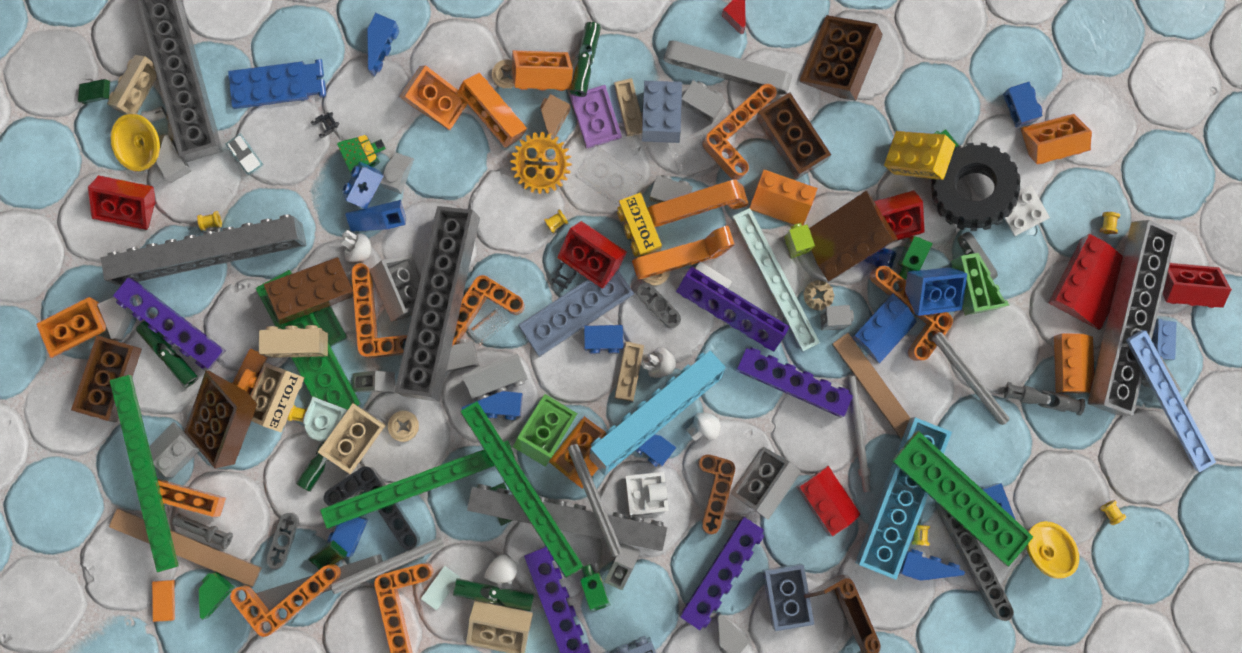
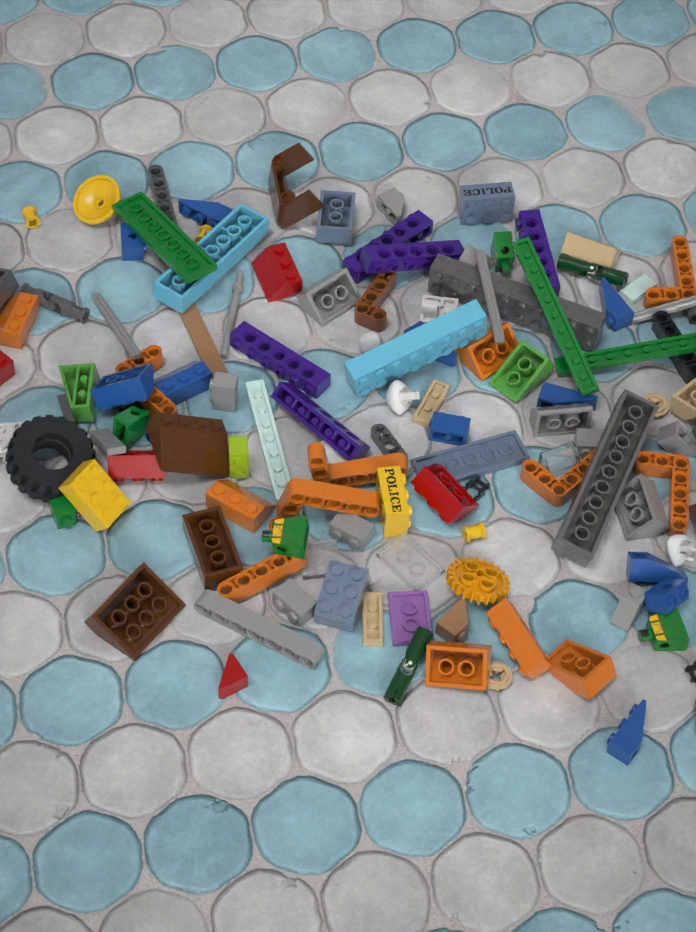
camera: 165 degrees left, 30 degrees down
(461, 545) = (616, 309): none -> blue slope
(501, 570) = (581, 283): white piece -> none
(651, 583) = (407, 255): none -> dark purple brick
(724, 143) = (289, 536): none -> green torso
(810, 292) = (239, 422): tan gear -> none
(929, 227) = (107, 441): none -> light grey tile

